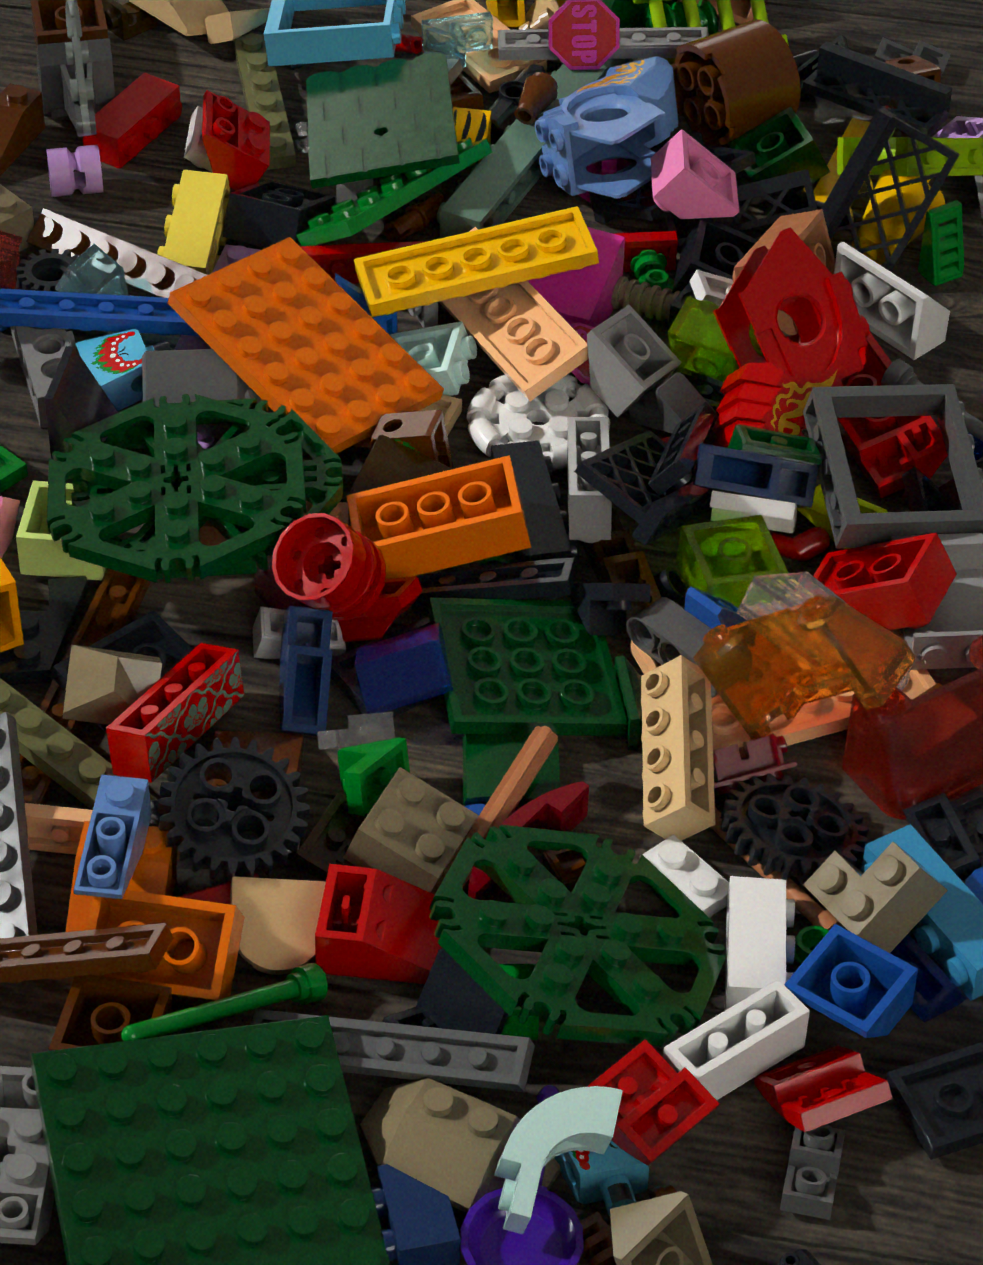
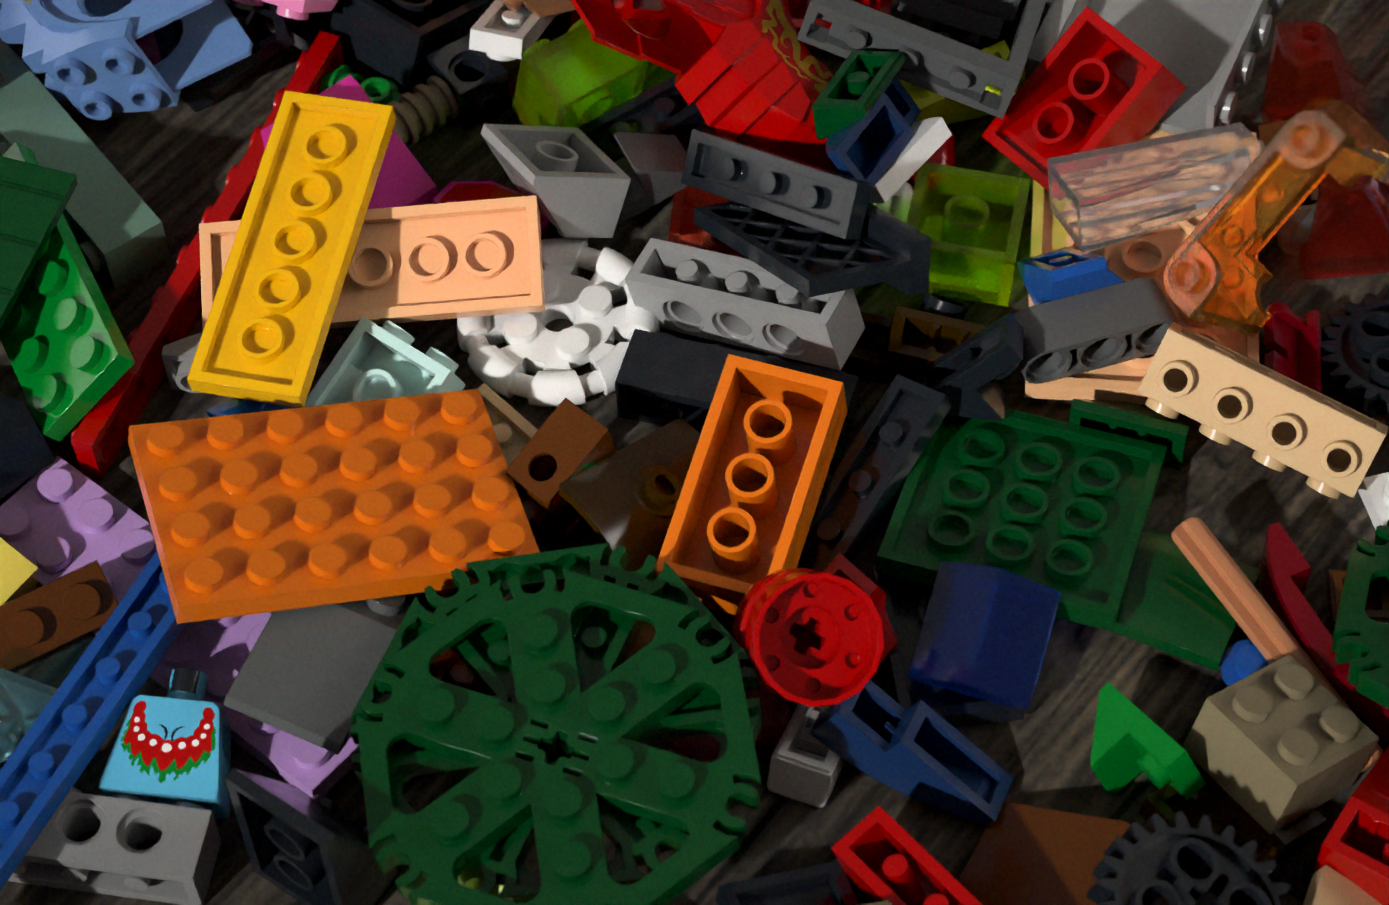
camera: 60 degrees left, 10 degrees up
(361, 730) = (1058, 730): clear plate -> none

